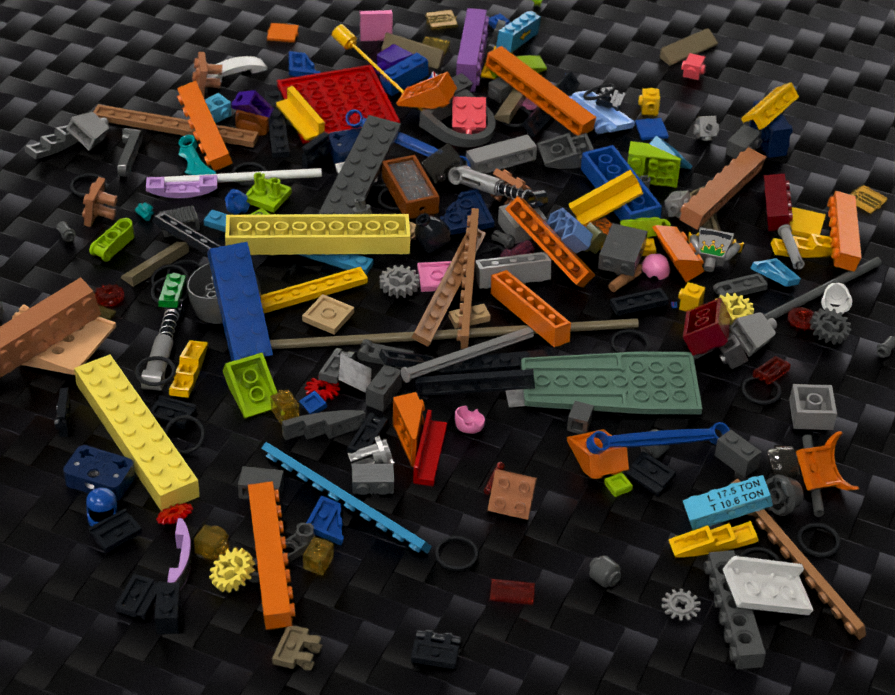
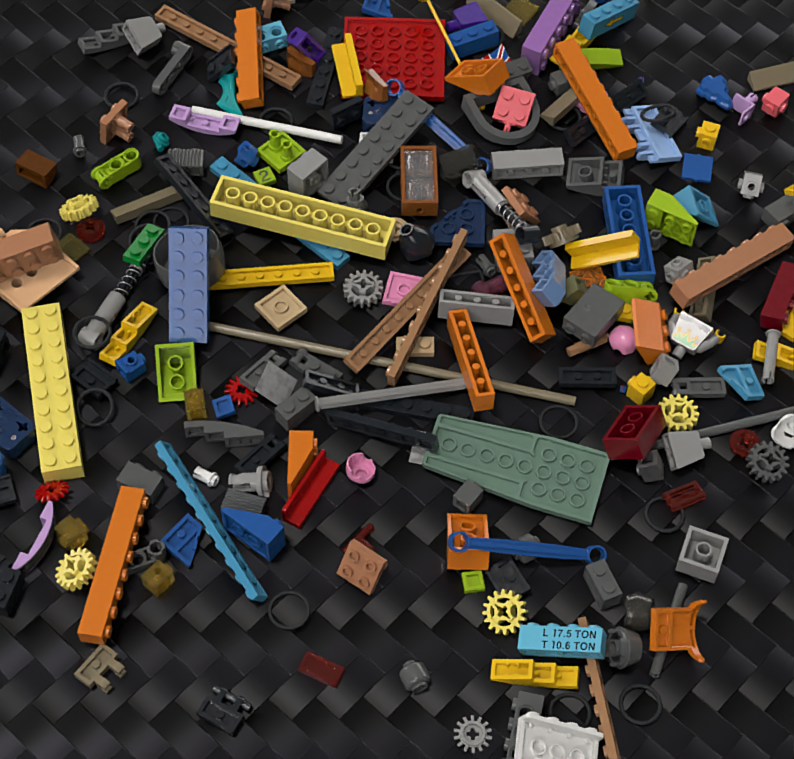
camera: 20 degrees right, 15 degrees up
(31, 257) = (36, 168): none -> reddish brown brick
(94, 275) = (79, 208): none -> light yellow gear
(177, 136) = (221, 63): none -> black plate
(207, 390) = (131, 366): none -> blue brick
(305, 197) = (307, 173): none -> light grey brick
(323, 464) = (207, 477): none -> white pin
(336, 122) = (375, 86): none -> dark orange slope
(394, 491) = (256, 531): none -> blue slope
(562, 198) = (561, 235): none -> dark tan gear
(638, 69) = (716, 91): none -> blue rock
(665, 488) = (510, 605): none -> light yellow gear
(668, 75) = (744, 106): none -> lavender bracket
(706, 277) = (664, 369): none -> light grey brick

